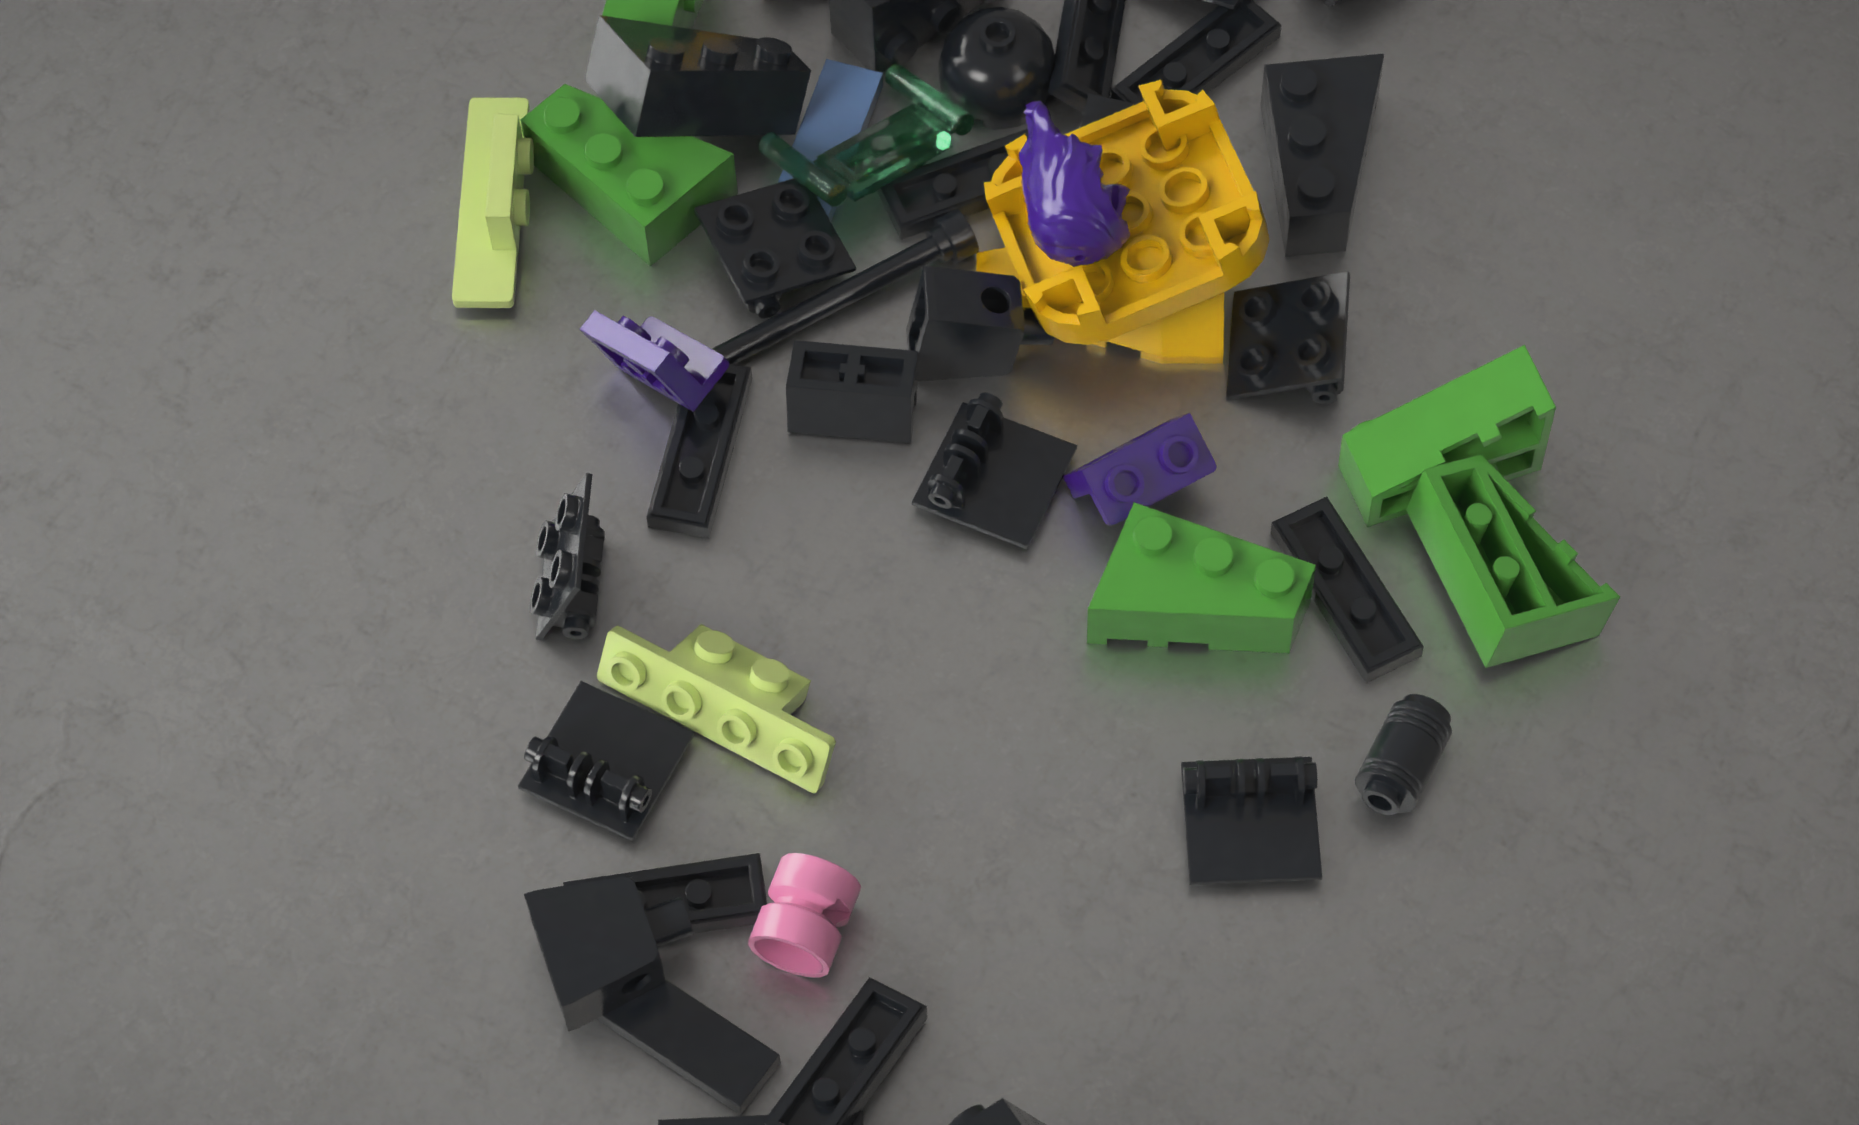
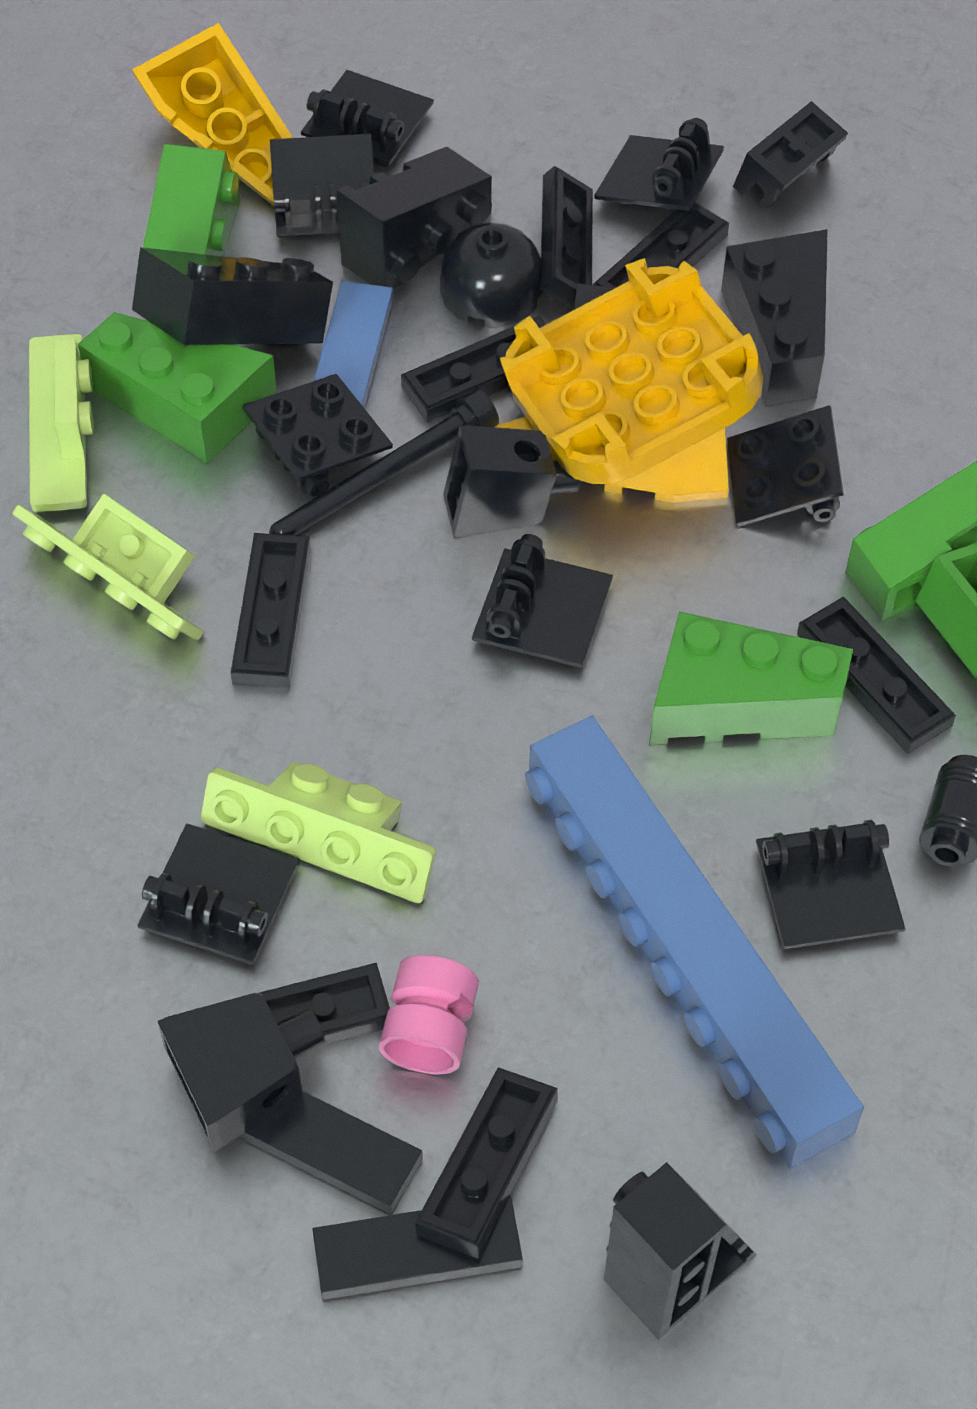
camera: 10 degrees left, 5 degrees down
(548, 370) = (128, 554): none -> yellowish green bracket
(572, 561) = (166, 721): black hinge -> none
(658, 356) = (224, 532): bracket -> none
(851, 391) = (404, 547): black hinge -> none
(881, 151) = (400, 348): clear green plate -> none
(1066, 203) = (580, 350): dark purple piece -> none
(1090, 865) = (693, 944): none -> medium blue brick
(1144, 469) = (681, 585): dark purple bracket -> none

